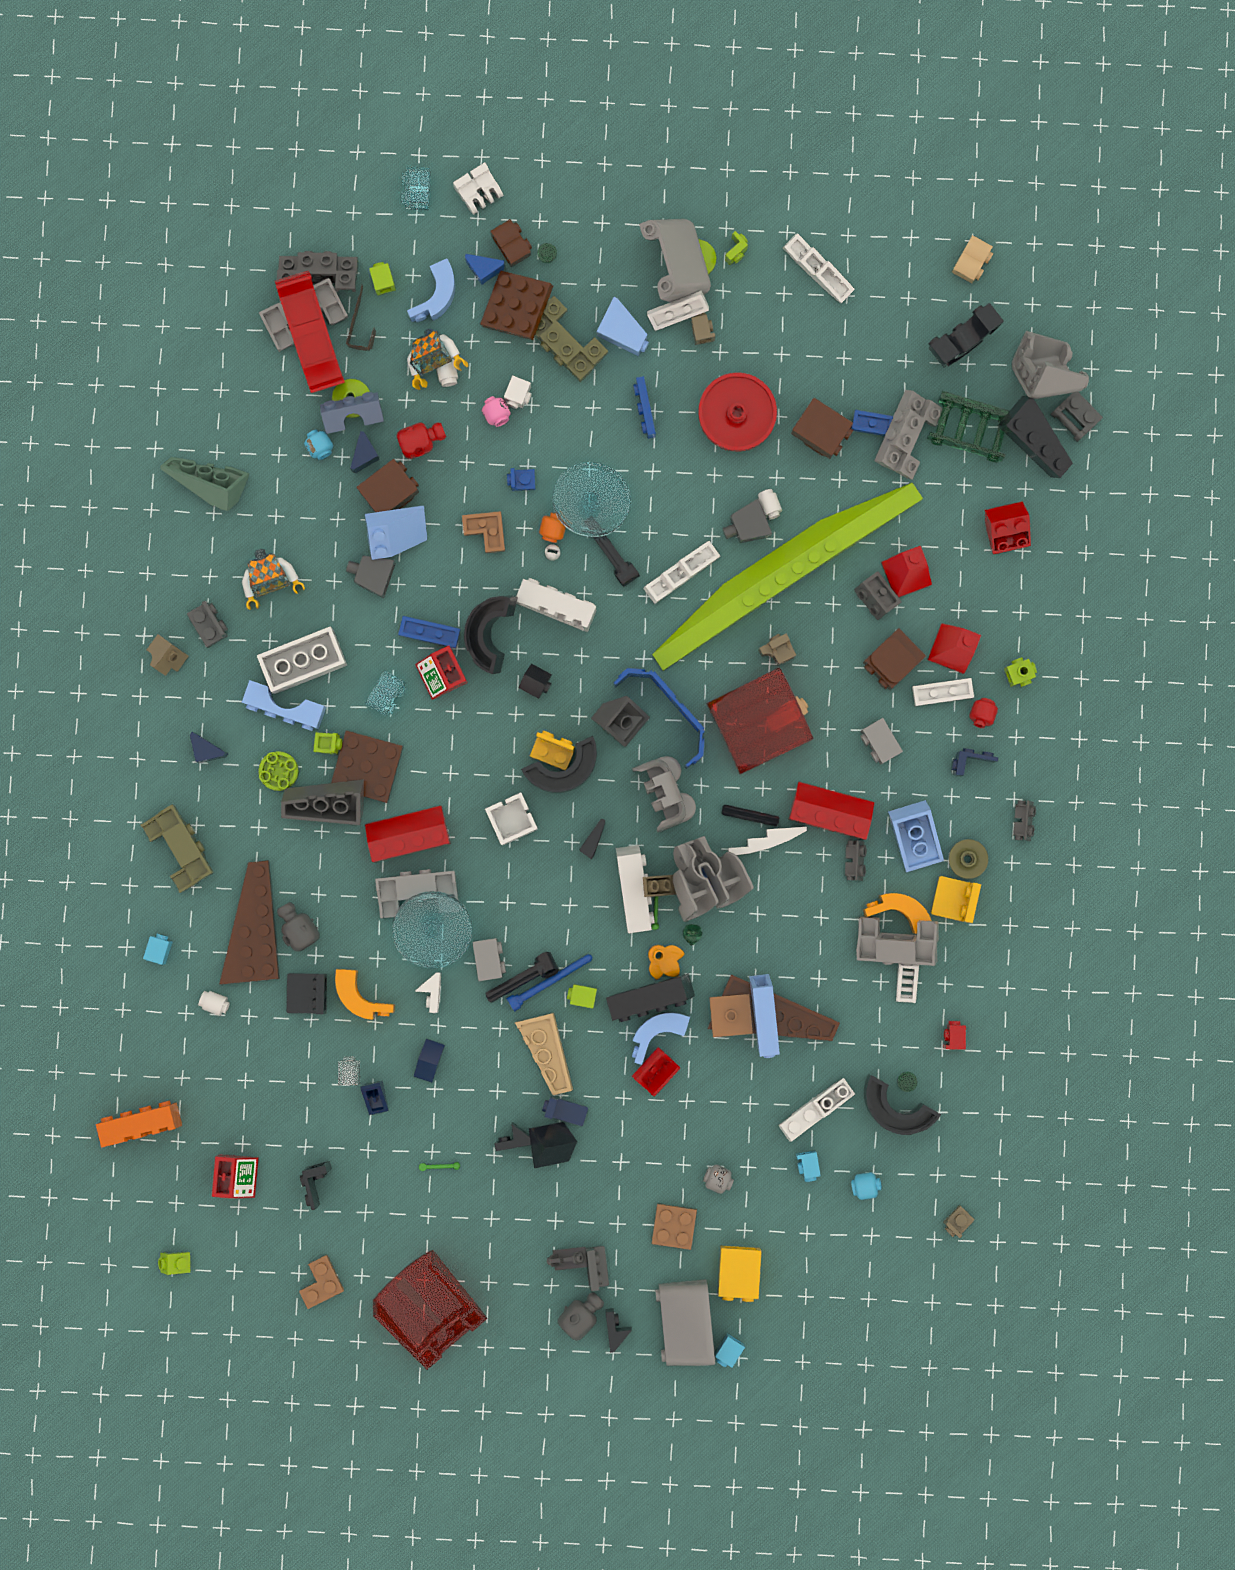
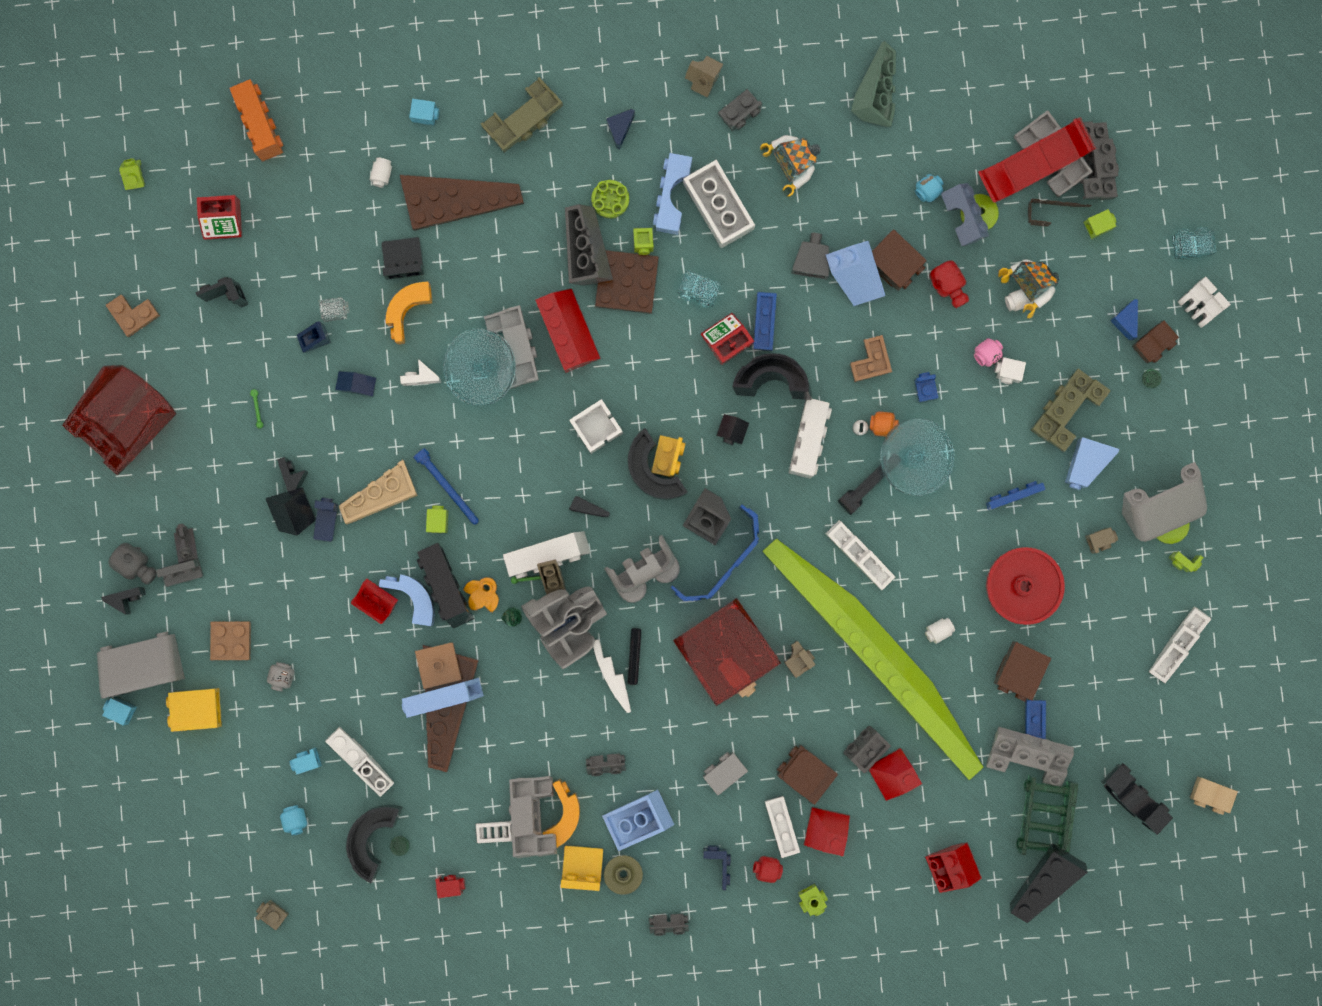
camera: 85 degrees right, 0 degrees up
(299, 929) = (461, 240): dark grey piece -> none
(364, 454) = (927, 232): dark blue slope -> none
(442, 297) = (1093, 284): light blue arch -> none
(488, 959) = (459, 425): light grey brick -> none
(516, 305) = (1095, 356): reddish brown plate -> none
(544, 966) = (460, 479): black axle -> none
(678, 310) = (1115, 513): white plate -> none
(748, 524) = (917, 612): dark grey torso -> none
(831, 811) = (650, 735): red slope -> none
(1043, 368) = (1116, 880): light grey windscreen -> none
(1081, 411) = (1080, 923): dark grey plate -> none

